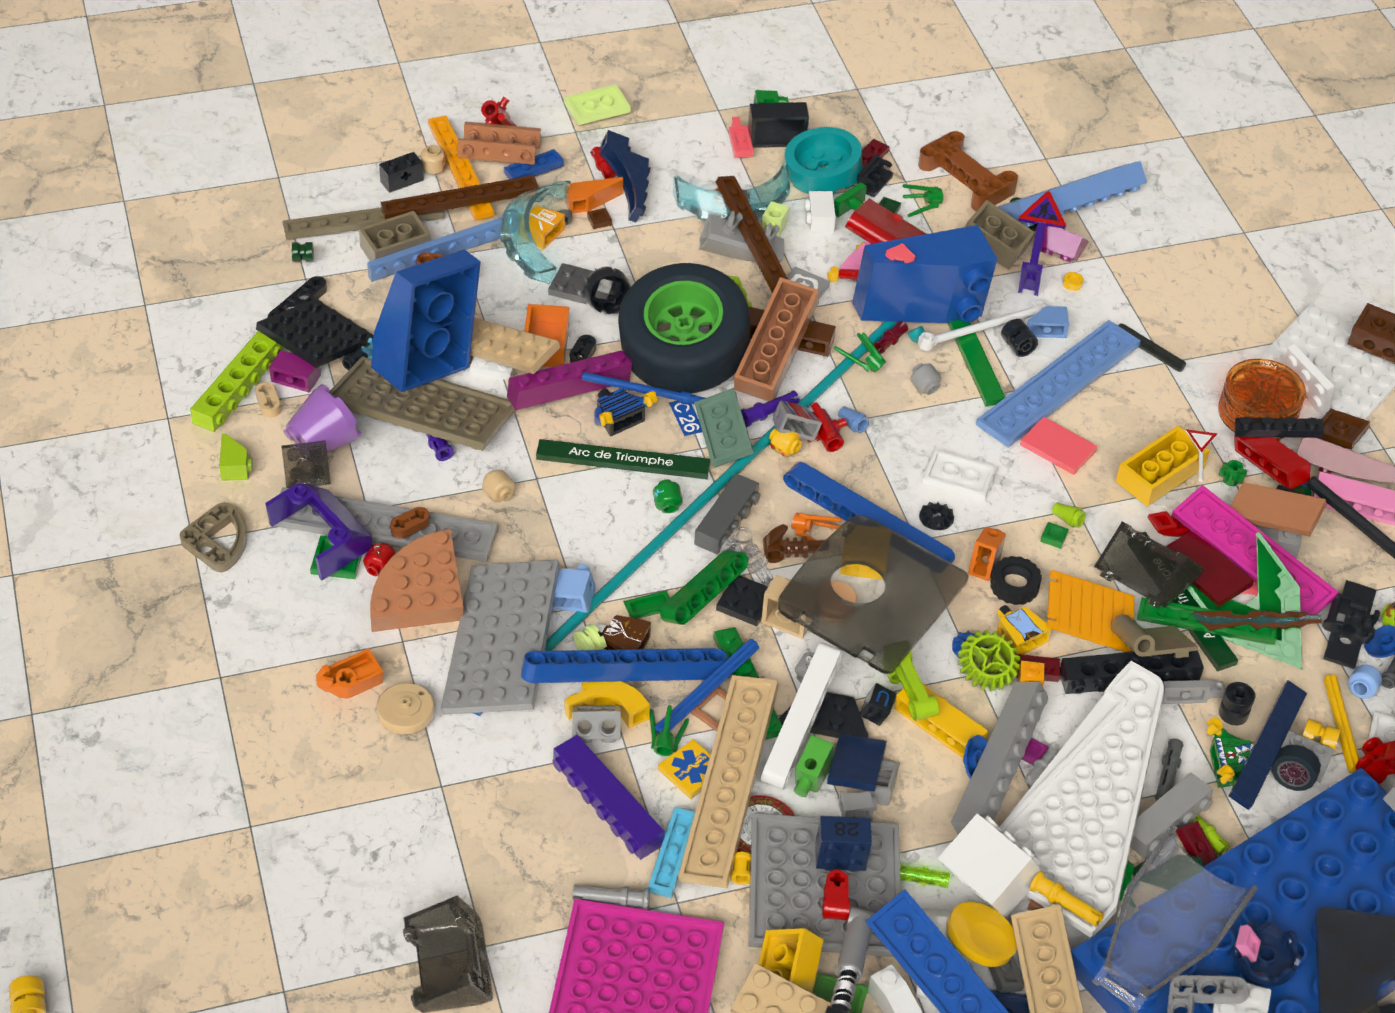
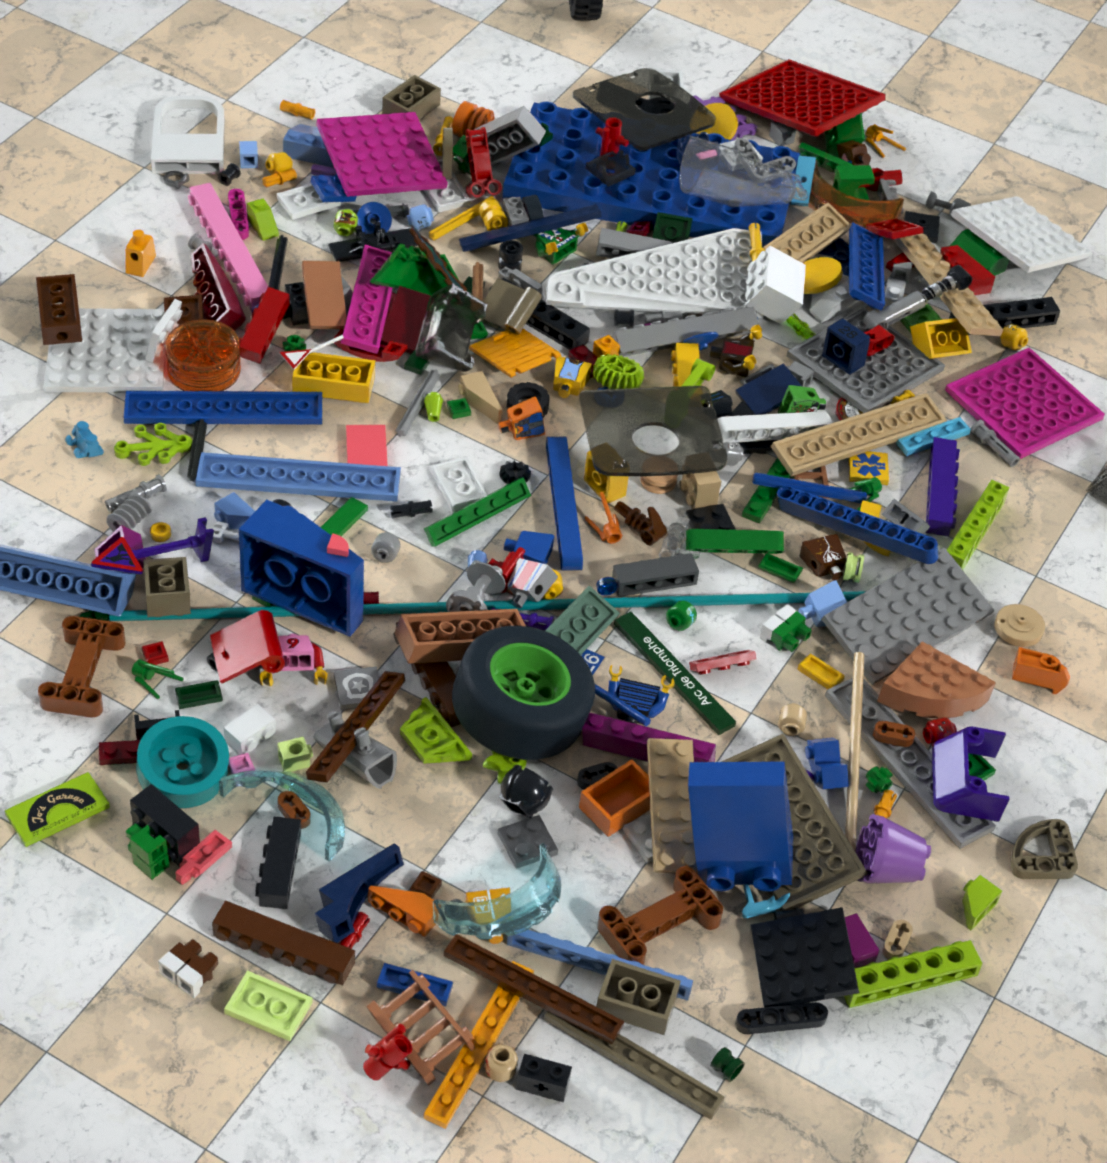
camera: 135 degrees left, 0 degrees up
(306, 464) = (939, 842): clear smoke plate -> none
(364, 472) = (885, 804): none -> light orange pin
(387, 487) = (878, 779): none -> green gear
(429, 466) = (826, 764): none -> blue brick
(430, 494) = (854, 749): none -> tan piece
(520, 545) = (820, 672): none -> yellow tile
(535, 775) = (978, 523): none -> lime brick
(584, 546) = (784, 629): none -> green hips
(597, 488) = (723, 662): none -> plate
(639, 129) = (283, 943): none -> reddish brown brick
(662, 89) = (186, 968): none -> hips
(691, 161) = (279, 863): none -> black brick
(749, 472) = (606, 586): none -> clear blue tile
(797, 197) = (240, 763): none -> bright pink tile
(810, 375) = (484, 579): none -> light grey piece
(833, 457) = (536, 545): none -> blue torso
(850, 199) = (214, 715): green tile -> none
(853, 106) = (57, 809): none -> lime tile
(874, 359) = (400, 588): green plant -> none
(910, 457) = (477, 512): none -> green plate
(930, 777) = (737, 353): none -> torso
(946, 214) = (155, 653): none -> red tile
(957, 424) = (411, 509): none -> black pin
(1051, 551) = (480, 395): none -> tan slope
(1071, 727) = (624, 317): none -> black bush
(1078, 501) = (417, 403): none -> light grey axle
(1104, 267) = (129, 512): none -> light grey piece
(1127, 292) = (144, 489): none -> light grey pin
(1170, 342) = (176, 443): none -> lime plant
(1188, 387) = (223, 407): none -> blue plate
(1209, 644) = (477, 281): none -> medium nougat axle
(1225, 287) = (85, 441): none -> dark azure piece
(1279, 427) = (237, 321): black plate -> none
(1303, 837) = (611, 161): none -> clear smoke piece
(1347, 872) = (611, 136): none -> red pin

